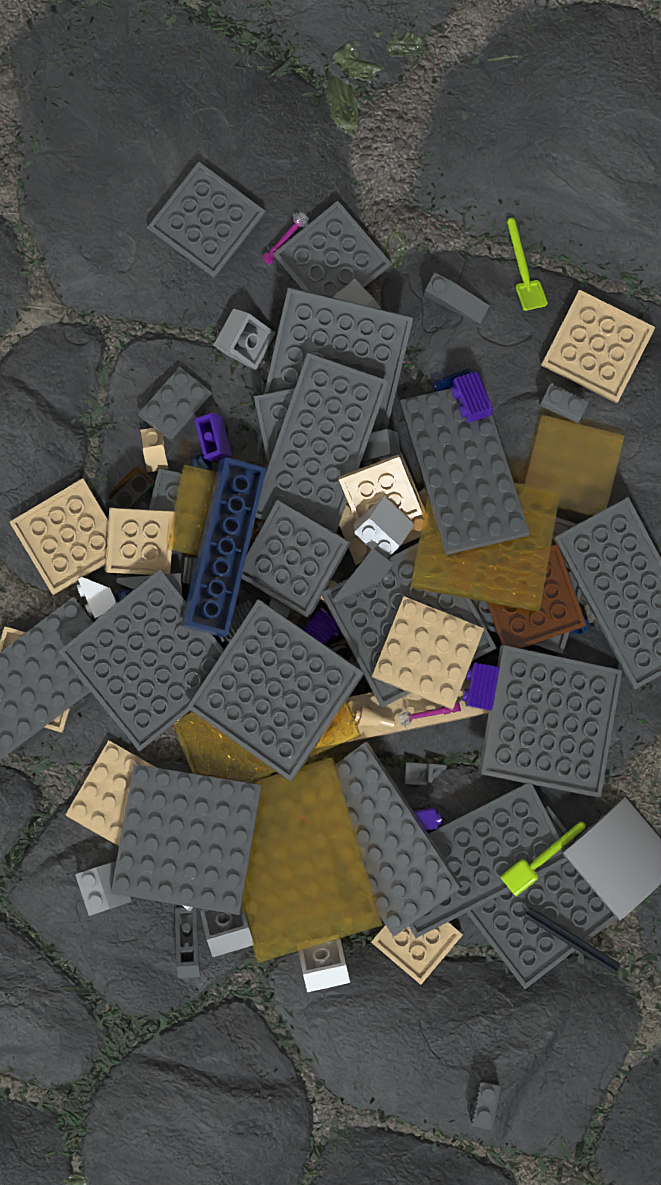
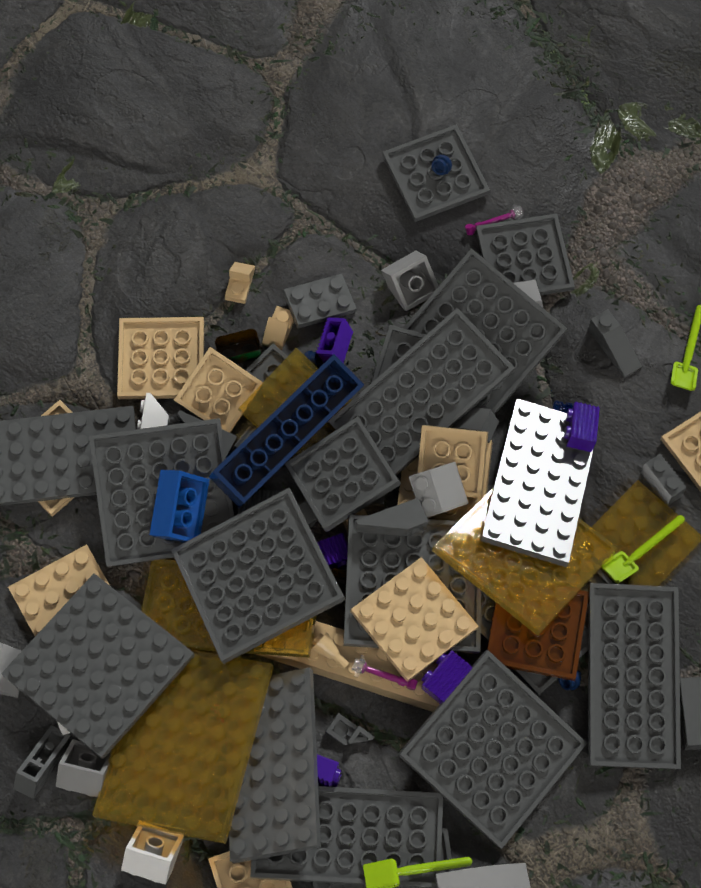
camera: 30 degrees right, 15 degrees down
(93, 425) = (239, 282): none -> tan slope
(172, 666) = (179, 505): none -> blue slope
(210, 212) = (441, 165): none -> dark blue plate
(571, 502) = (622, 566): none -> lime piece

